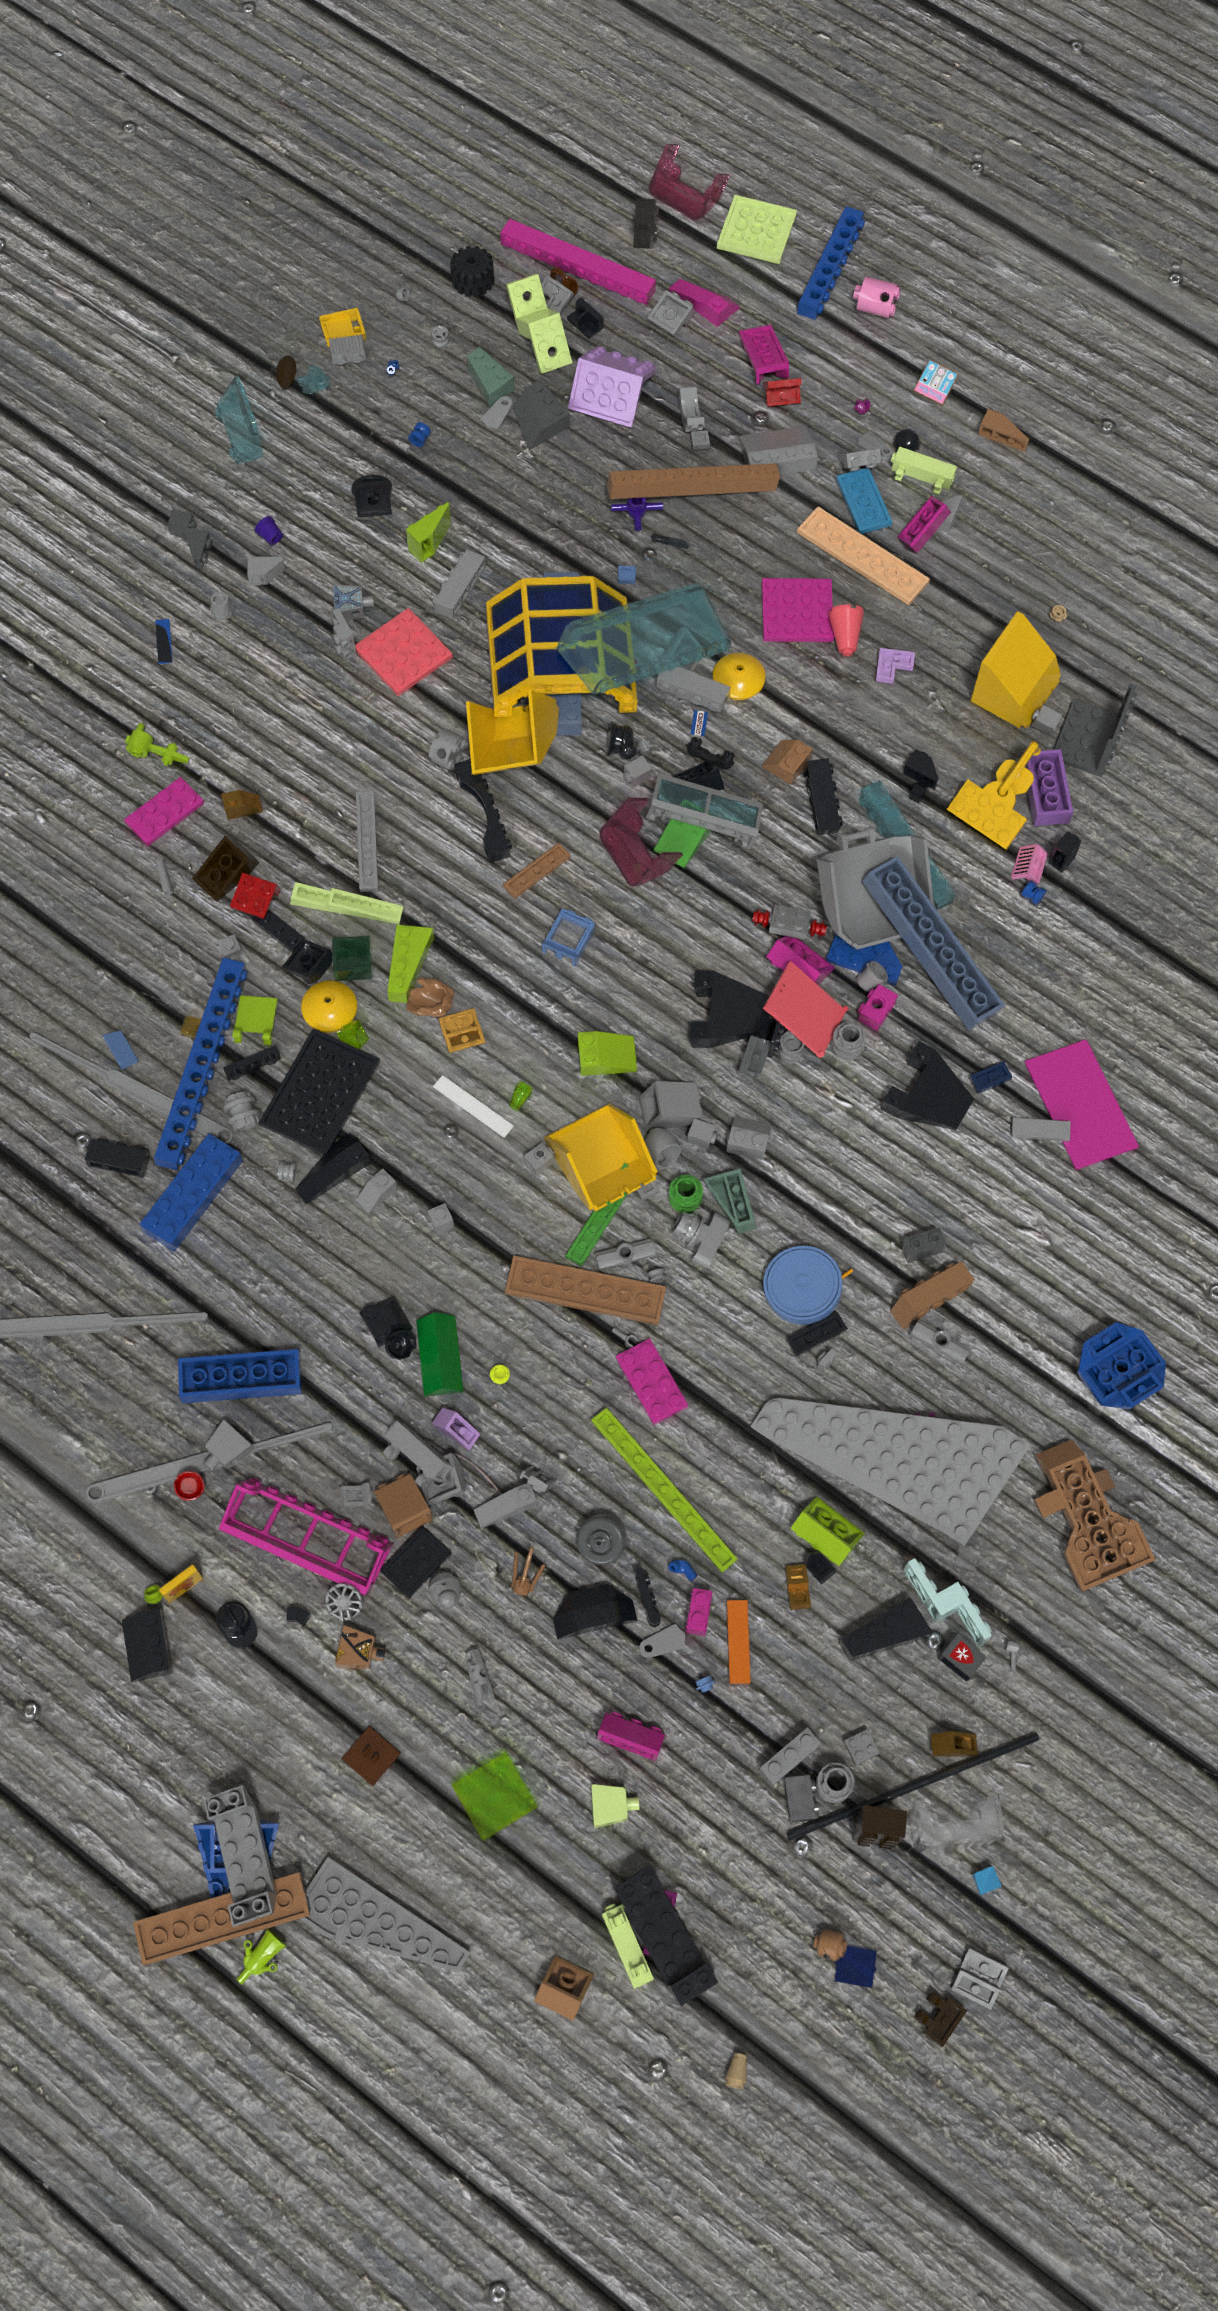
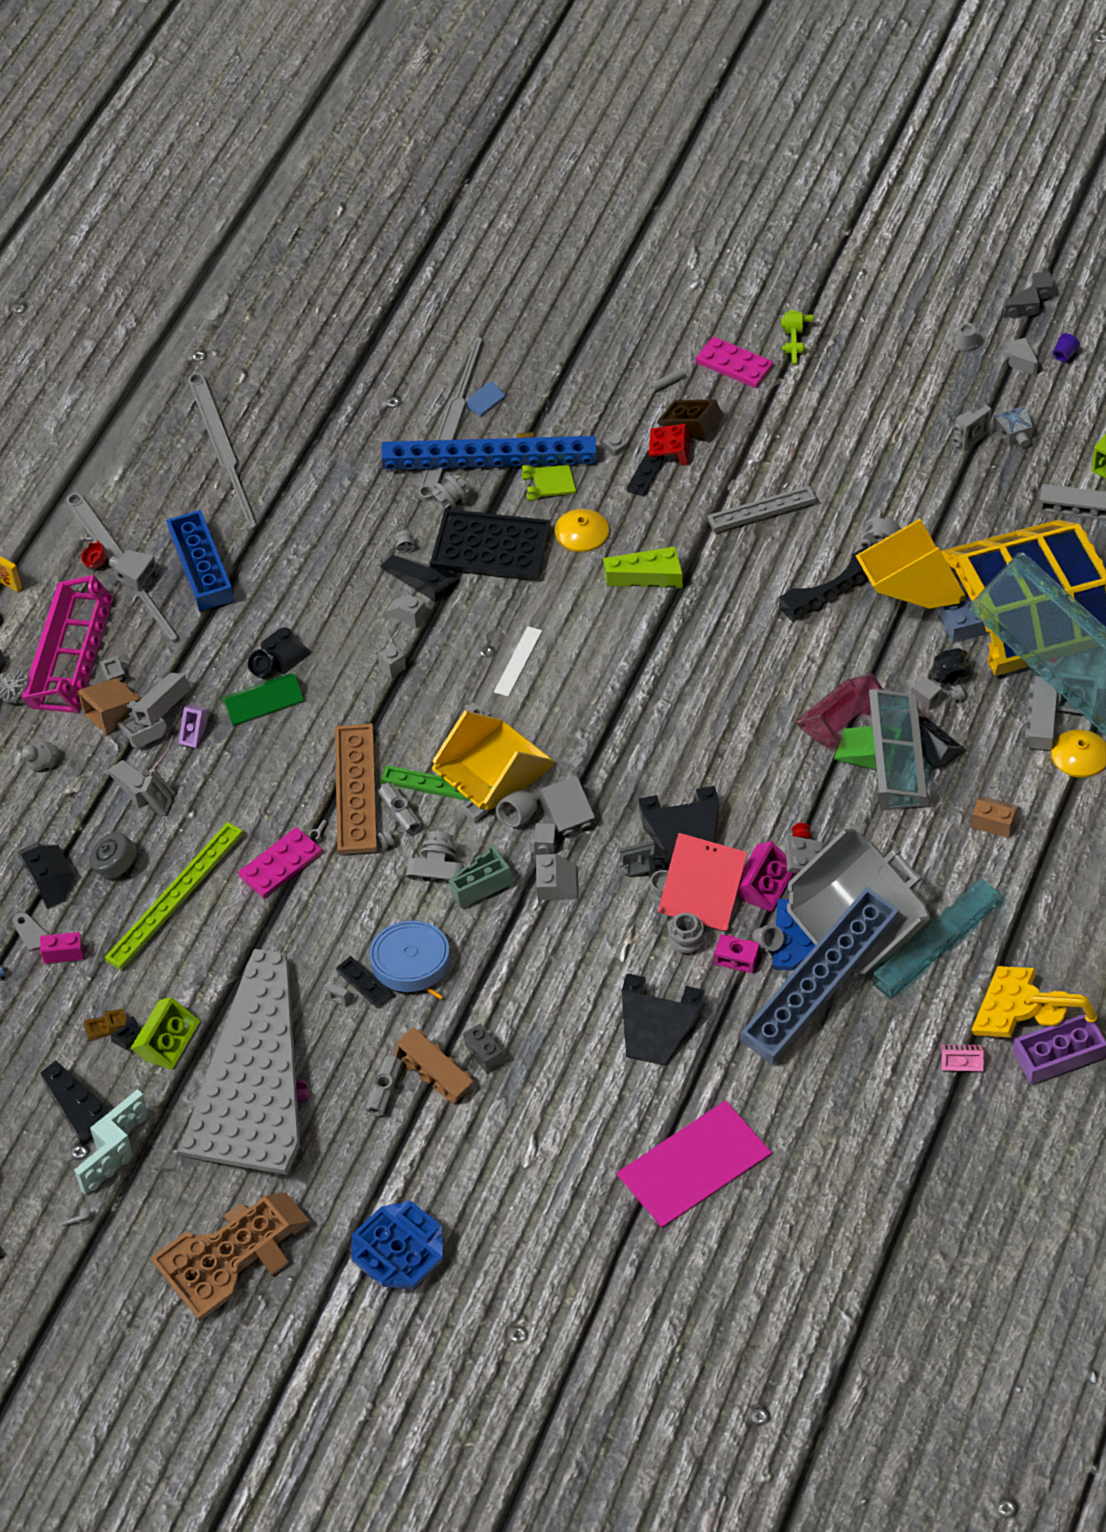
camera: 80 degrees right, 15 degrees down
(117, 1157) = (380, 423): black brick -> none
(163, 641) = (913, 313): black sticker -> none
(191, 1192) = (363, 482): blue brick -> none
(241, 804) = (761, 409): pearl gold slope -> none
(252, 1063) = (502, 489): black plate -> none
(309, 961) = (617, 501): black slope -> none
(345, 903) = (690, 512): yellowish green slope -> none
(352, 958) = (630, 527): clear green piece -> none
(353, 1034) = (555, 552): clear neon green panel -> none
(403, 652) = (981, 482): coral plate -> none
(415, 1562) = (64, 731): black tile -> none
(431, 1000) = (609, 596): medium nougat hair -> none
(461, 1030) = (591, 631): pearl gold slope -> none
(499, 1374) = (255, 745): neon yellow plate -> none
(520, 1095) = (539, 690): clear neon green cone -> none
(522, 1585) = (59, 810): medium nougat plant -> none
(536, 870) = (784, 645): medium nougat tile -> none
(569, 935) = (719, 684): medium blue window -> none
(606, 1053) = (604, 743): lime slope -> none
(647, 1598) = (67, 905): black plate -> none
(684, 1567) = (104, 929): blue arm -> none
(689, 1184) = (473, 836): bright green piece -> none
(695, 749) = (972, 745): black piece -> none
(699, 723) = (1009, 734): sticker -> none
(738, 1642) = (42, 989): orange tile -> none
(822, 796) = (961, 849): black wedge -> none
(918, 792) = (1006, 935): black piece -> none
(921, 768) = (1036, 931): black slope -> none
(962, 1657) = (60, 1170): piece -> none
(990, 1077) = (693, 1071): dark blue plate -> none
(1033, 892) = (927, 1063): blue wheel -> none
(1041, 1129) = (649, 1129): light grey tile -> none
(1064, 851) = (984, 1078): black brick -> none

